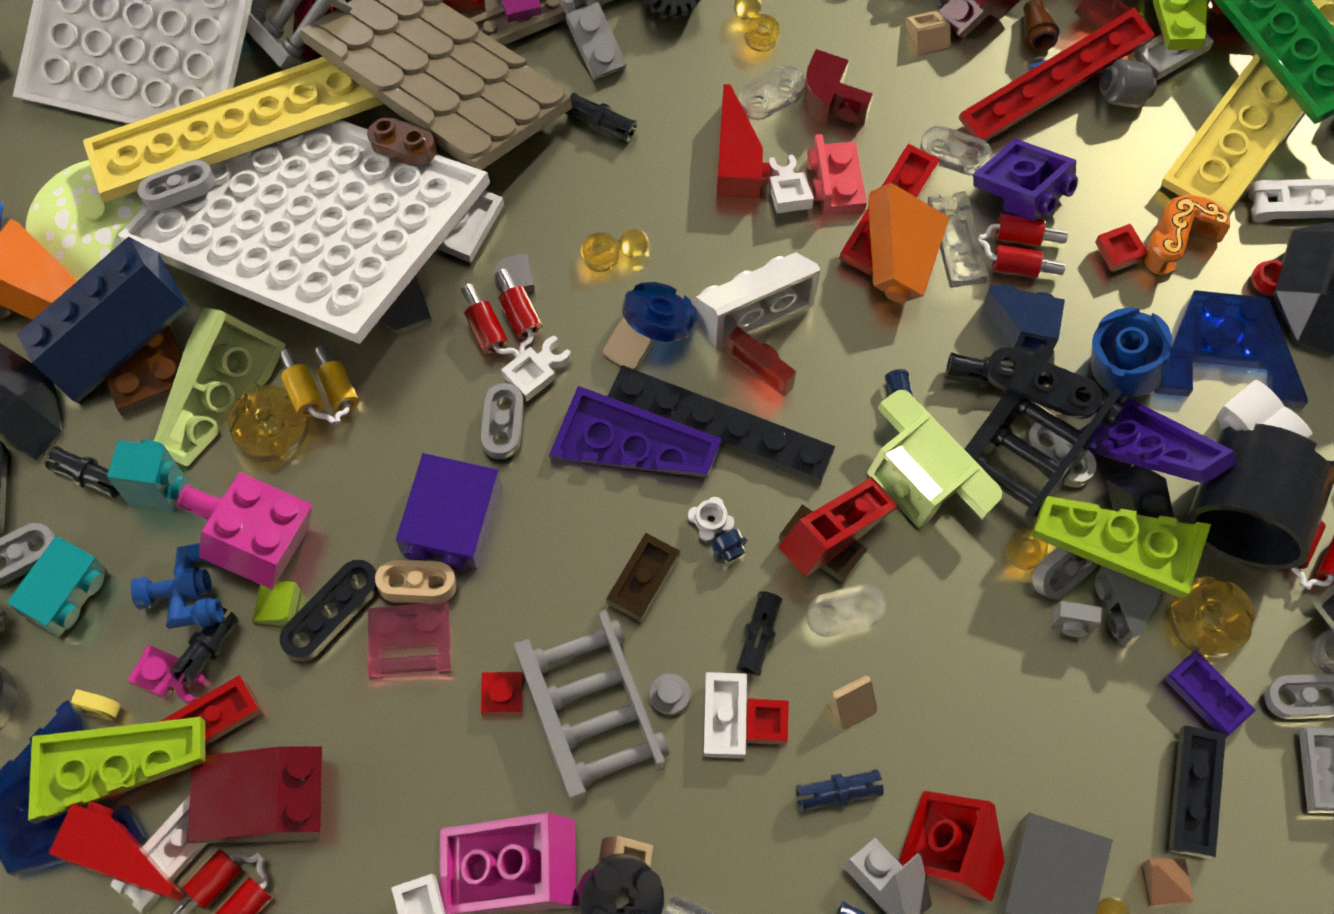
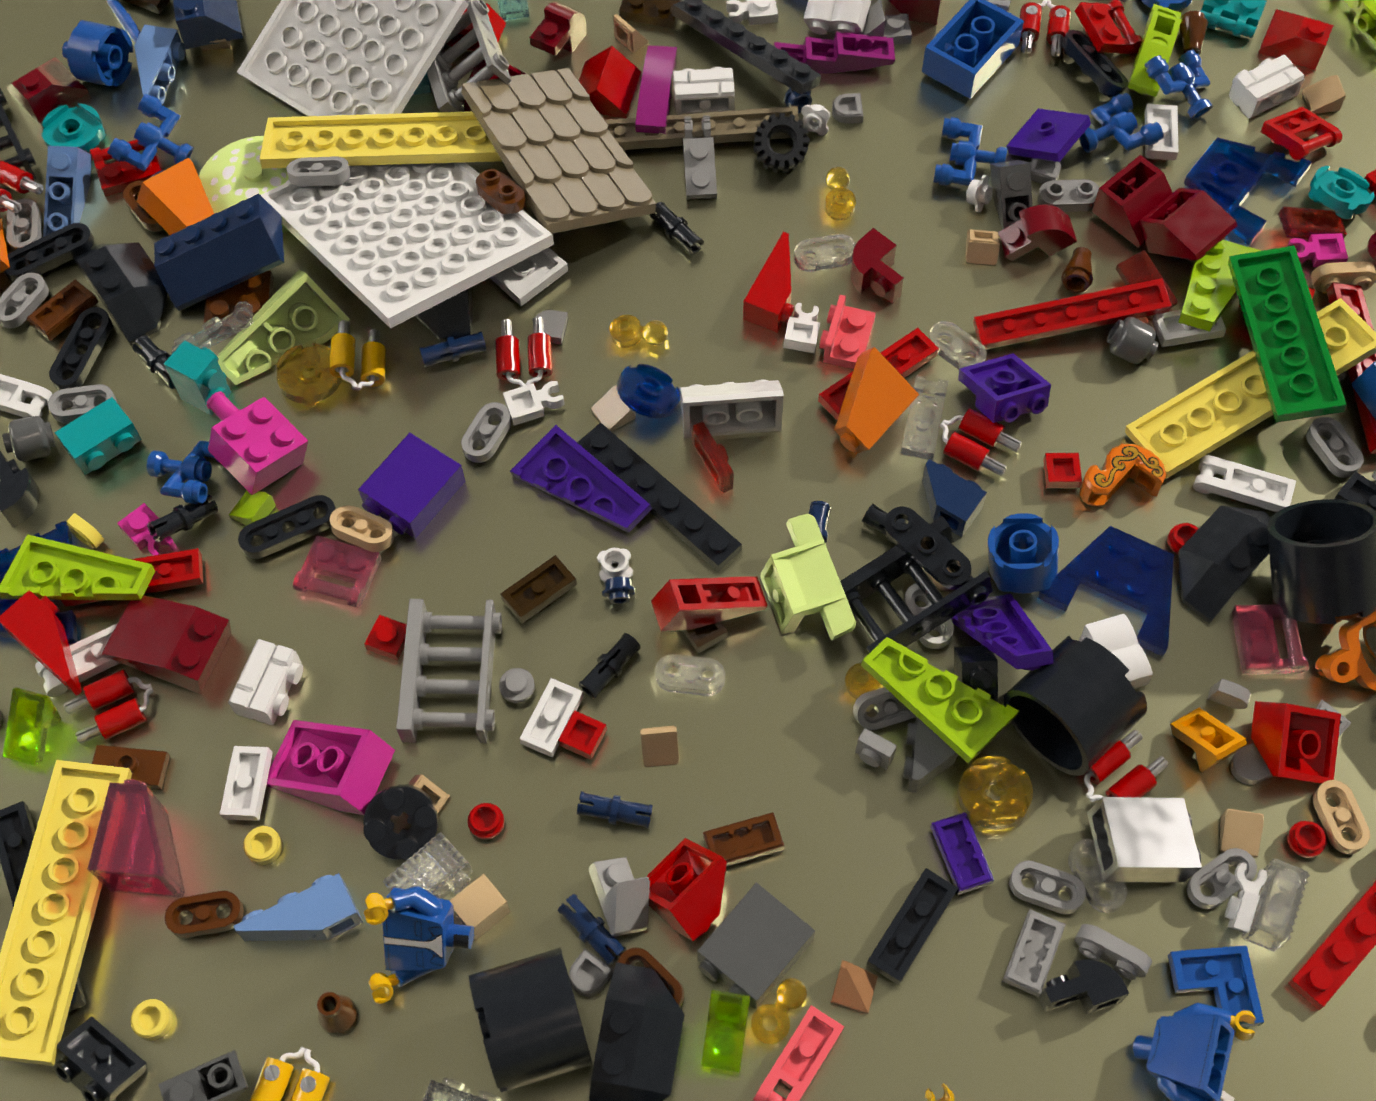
camera: 25 degrees right, 5 degrees down
(138, 413) = (218, 330): none -> clear plate
(391, 799) = (266, 682): none -> white brick
(419, 338) = (453, 349): none -> dark blue pin
(707, 858) = (486, 821): none -> red plate
(988, 768) = (745, 839): none -> reddish brown plate

